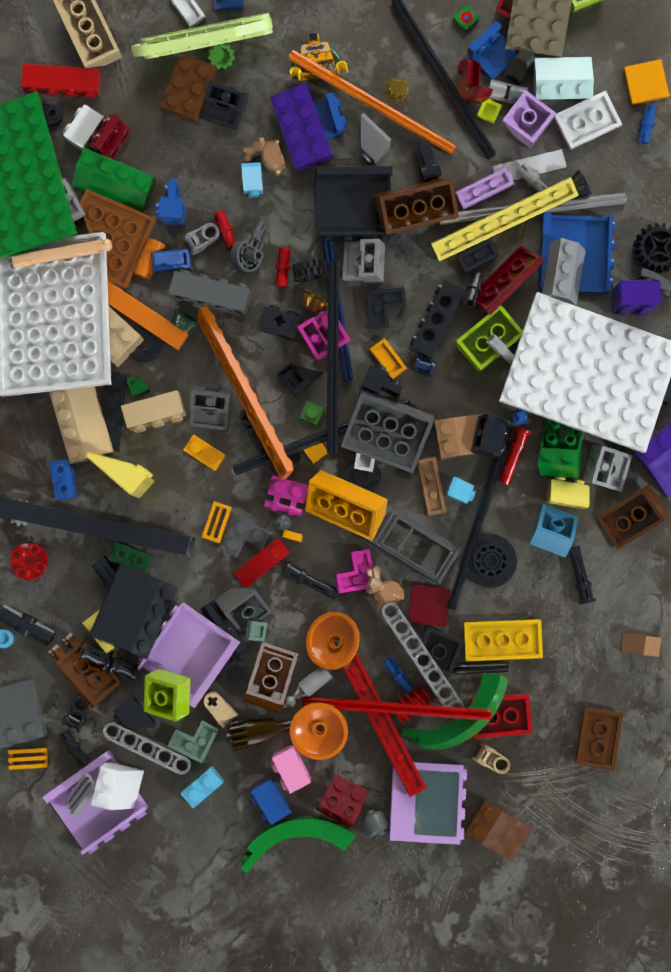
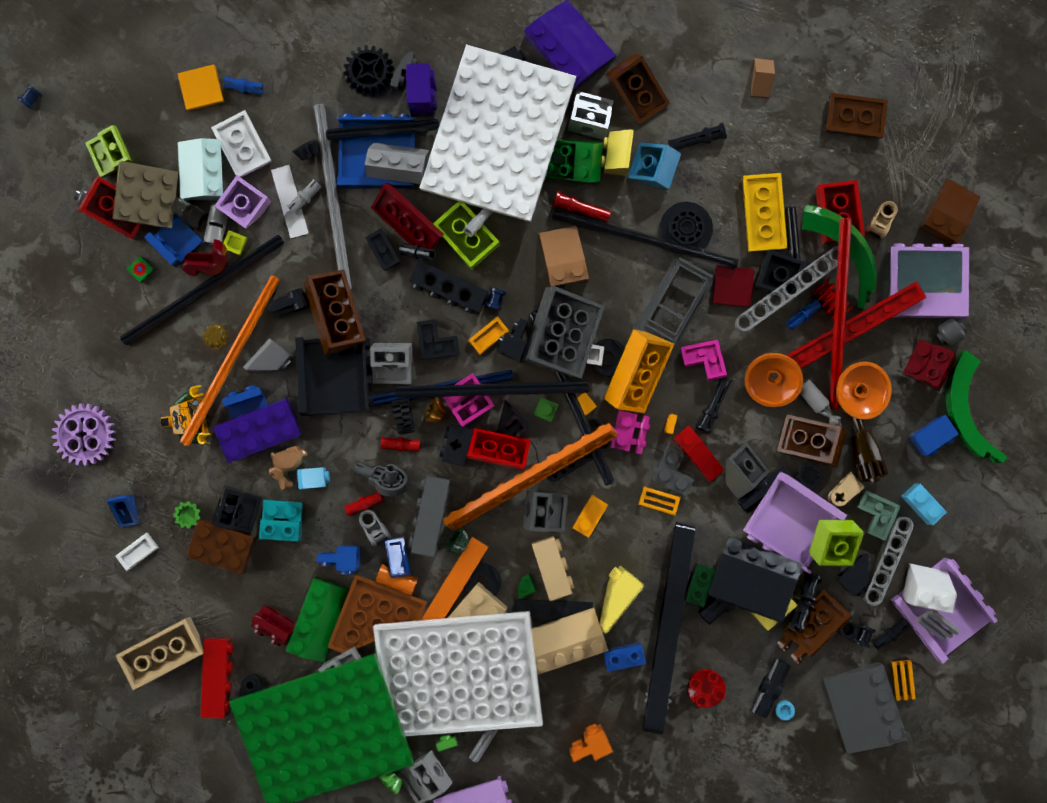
camera: 85 degrees left, 0 degrees up
(61, 253) = (396, 670): light nougat piece -> none
(83, 127) = (264, 652): white brick -> none
(202, 145) = (281, 530): none -> teal brick
(203, 36) = (167, 533): yellowish green beam -> none
(256, 631) = (766, 457): sand green tile -> none
(273, 363) = (499, 449): none -> red slope
(282, 522) = (658, 434): dark grey axle -> none
(291, 768) = (903, 415): bright pink brick -> none
(385, 591) = (723, 331): medium nougat animal -> none
(431, 486) = (615, 288): medium nougat tile -> none
(460, 491) = (619, 259): medium azure slope -> none
(484, 188) = (313, 245): lavender tile -> none
(489, 436) = (564, 232): black brick -> none
(505, 219) = (345, 223): light yellow plate -> none
(519, 416) = (543, 203): blue axle -> none
(598, 259) = (382, 129): none -> black axle

